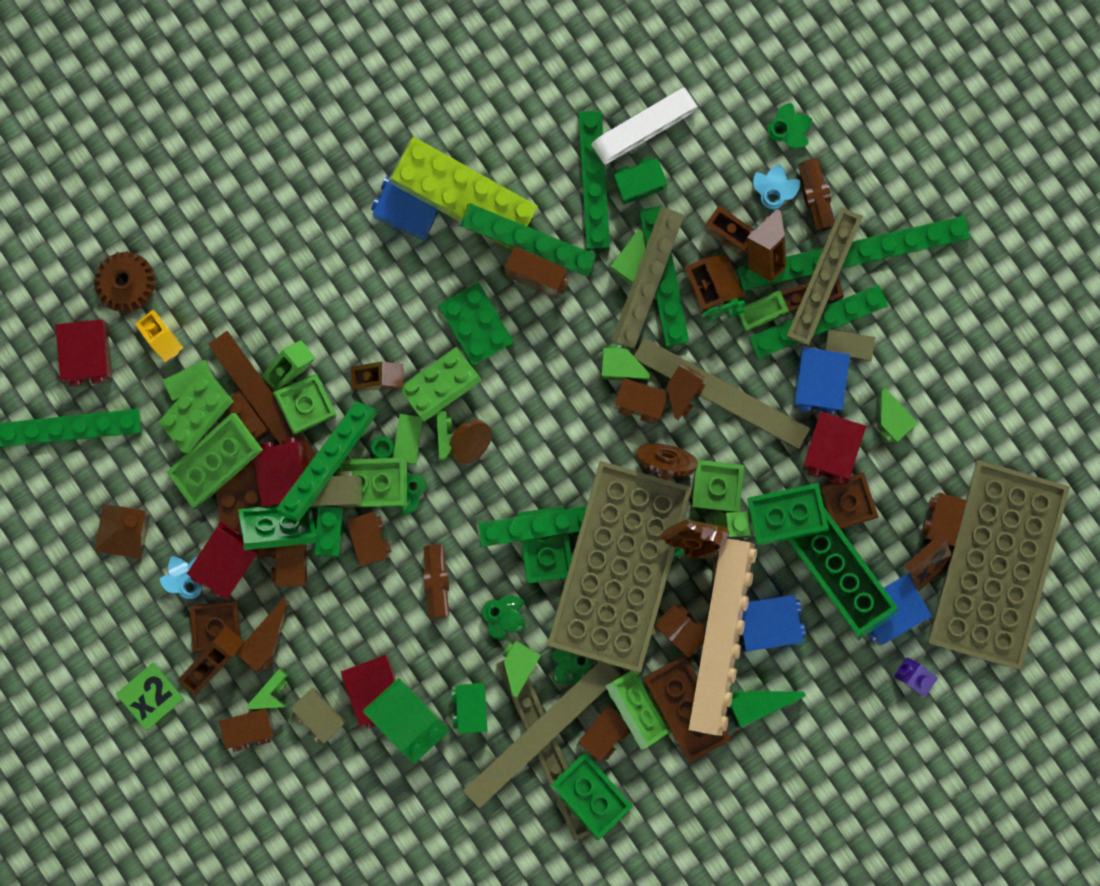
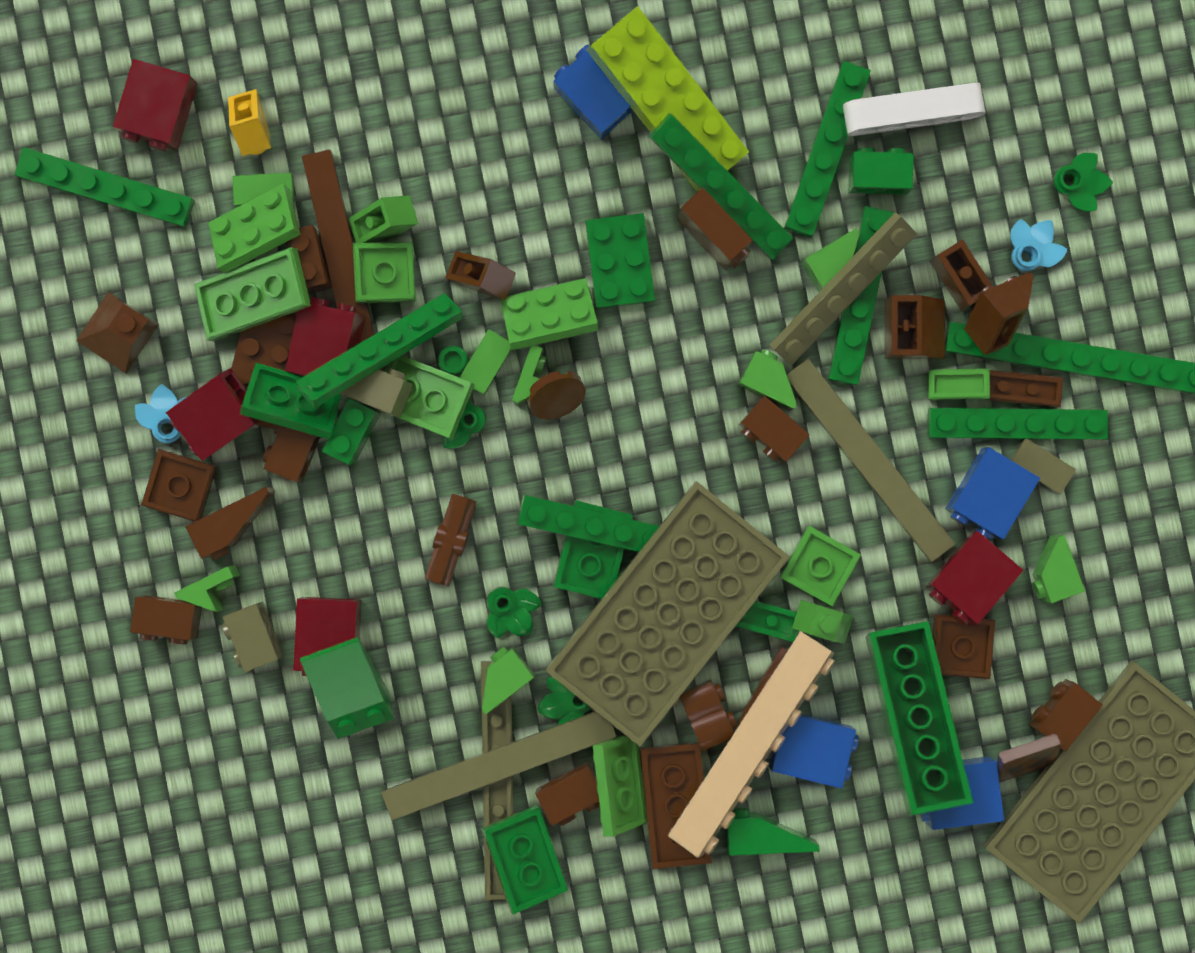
camera: 25 degrees right, 5 degrees up
(132, 294) = (246, 57): reddish brown gear -> none
(150, 696) = (72, 533): bright green tile -> none
(210, 661) = (156, 523): reddish brown slope -> none
(368, 539) = (393, 458): reddish brown brick -> none
(471, 708) = (430, 701): green brick -> none
(666, 460) = (774, 512): reddish brown gear -> none
(682, 388) = (827, 436): reddish brown slope -> none
(696, 538) = (770, 620): reddish brown slope -> none
(731, 309) = (923, 366): green plate -> none
(788, 514) = (889, 636): green plate -> none
(816, 195) = (1080, 274): reddish brown piece -> none
(824, 276) = (1049, 374): olive plate -> none
(916, 676) = (953, 879): dark purple bracket -> none

